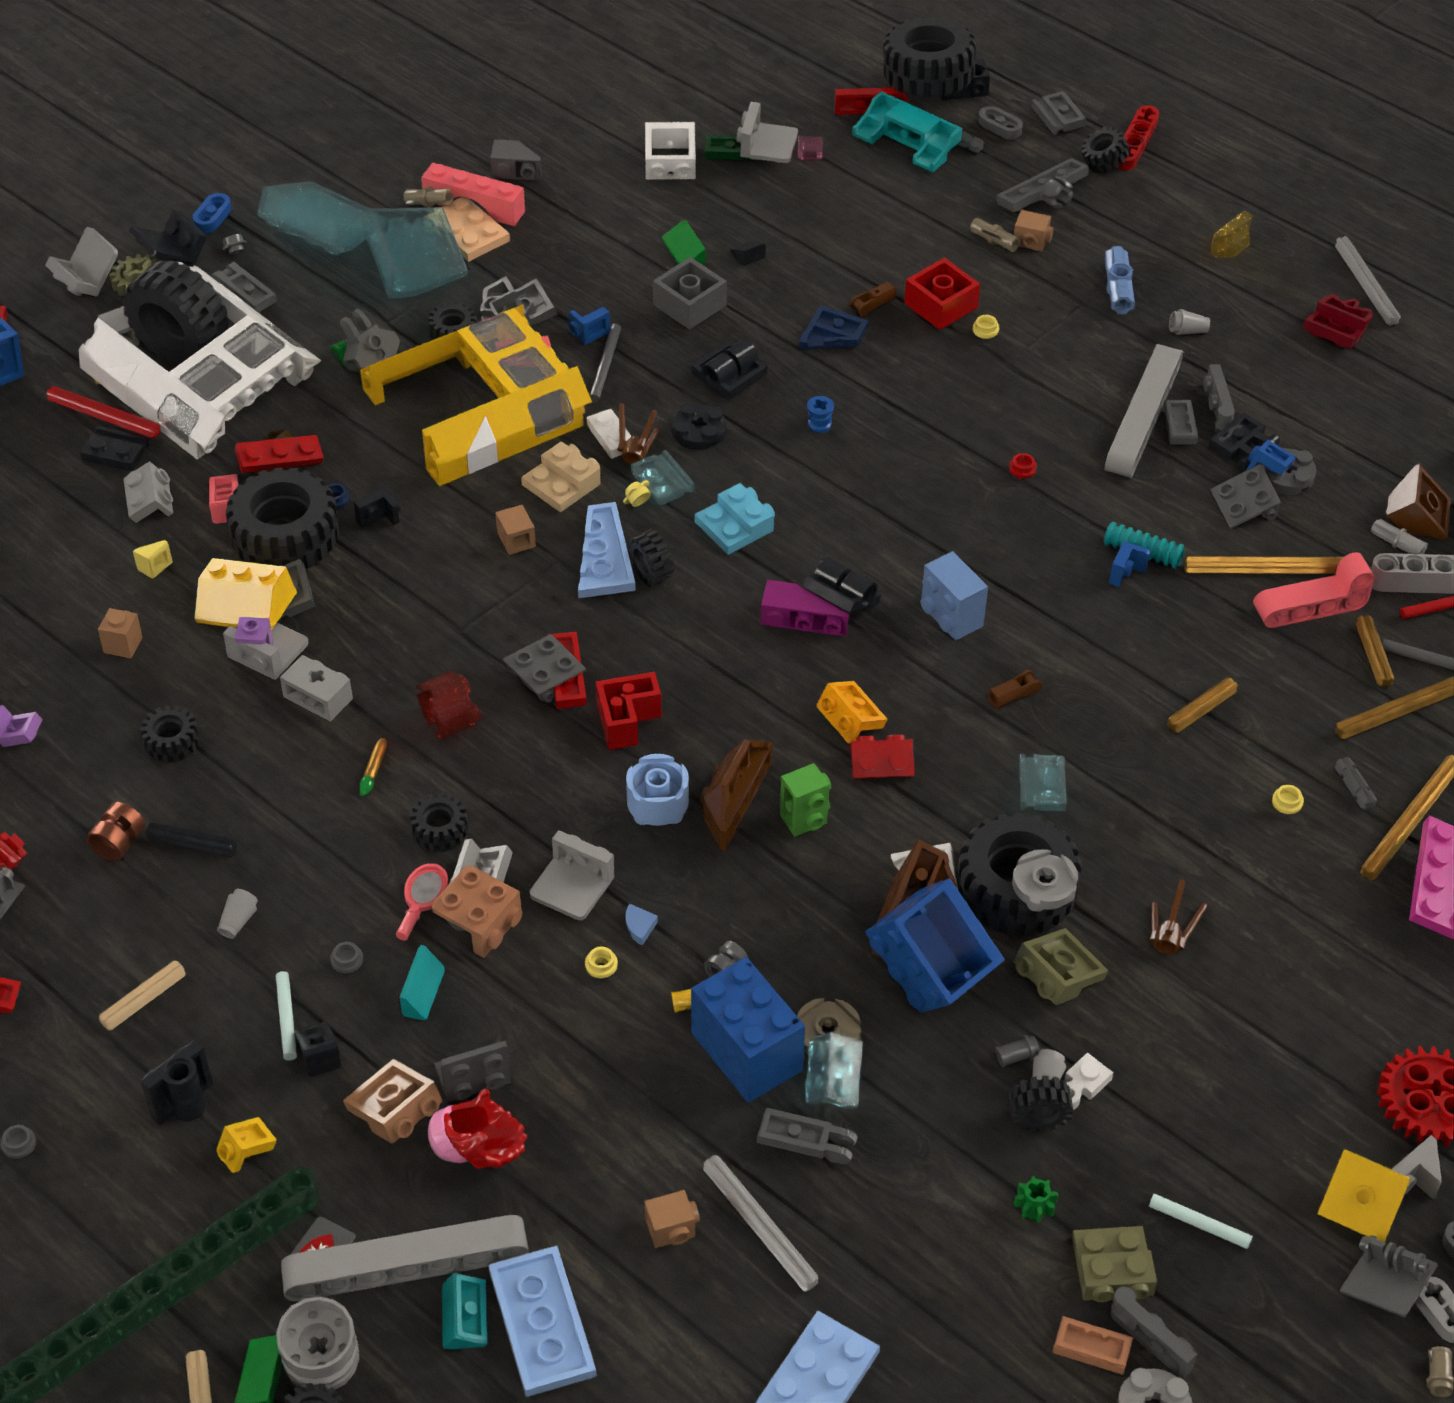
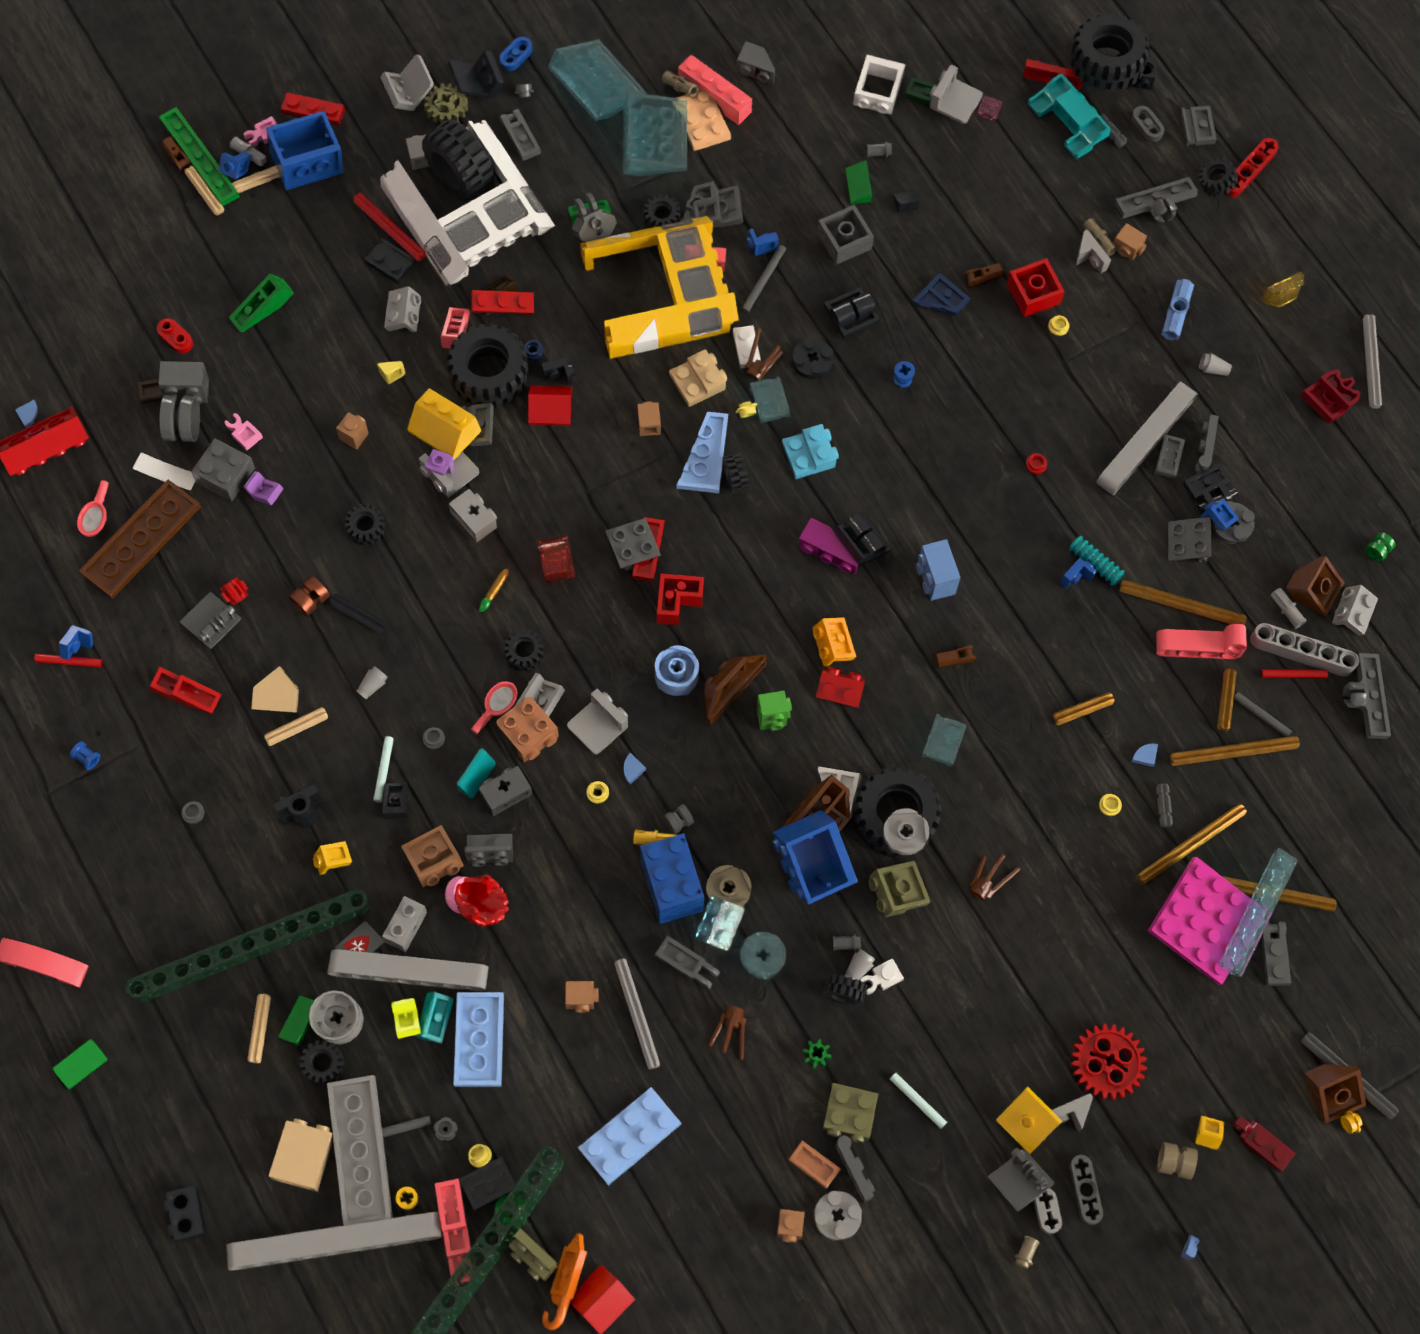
camera: 15 degrees right, 20 degrees up
(101, 962) = (276, 693): none -> tan slope
(379, 550) = (549, 405): none -> red slope
(380, 1197) = (404, 924): none -> light grey brick
(422, 1320) = (406, 1018): none -> neon yellow bracket
(471, 992) = (498, 799): none -> dark grey brick
(696, 210) = (879, 149): none -> dark grey pin
(901, 1191) = (733, 1019): none -> reddish brown plant
(912, 1082) = (753, 964): none -> clear light blue plate
(994, 248) = (1092, 250): none -> light grey slope
(1305, 735) = (1146, 755): none -> medium blue tile

